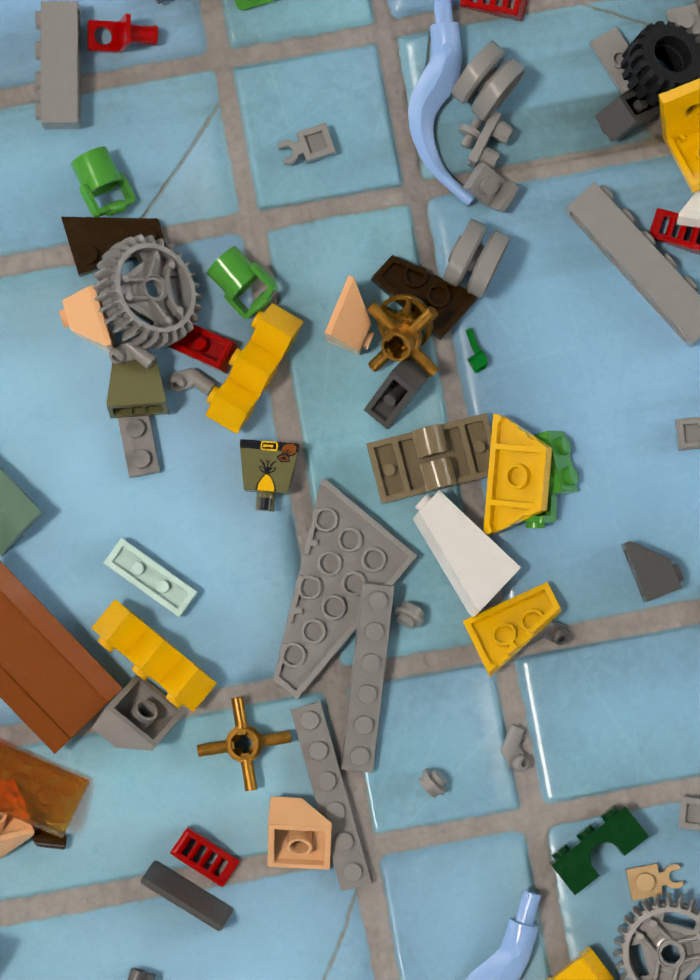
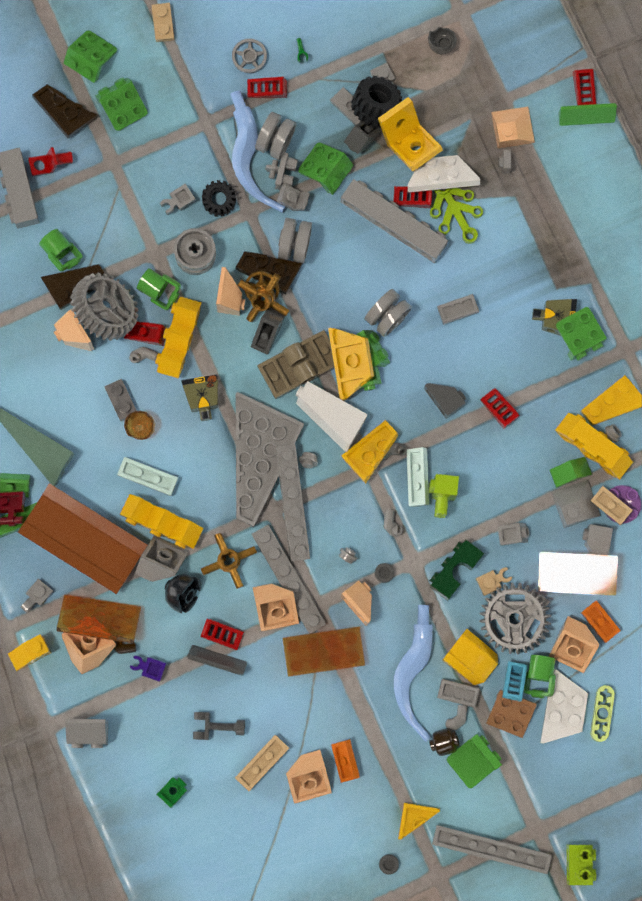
camera: 25 degrees left, 5 degrees down
(82, 883) = (151, 668): none -> dark purple plate
(126, 352) = (101, 345): light grey arm -> none
(135, 391) = (111, 365): olive torso -> none
(157, 493) = (139, 425): none -> clear orange hair
(157, 775) = (181, 592): none -> black cylinder
(313, 218) = (190, 241): none -> light grey wheel
(356, 925) = (323, 651): none -> clear orange plate
(386, 146) = (218, 209): none -> black tyre
(433, 860) = (359, 600): none -> light nougat slope
(478, 360) = (311, 301): green hand -> none
(483, 824) = (384, 573): none -> dark grey tile
(556, 149) = (326, 166): none -> bright green bracket
(575, 686) = (417, 477): none -> light aqua plate
(594, 411) = (388, 312): none -> light grey wheel
(609, 719) = (443, 489): none -> lime brick

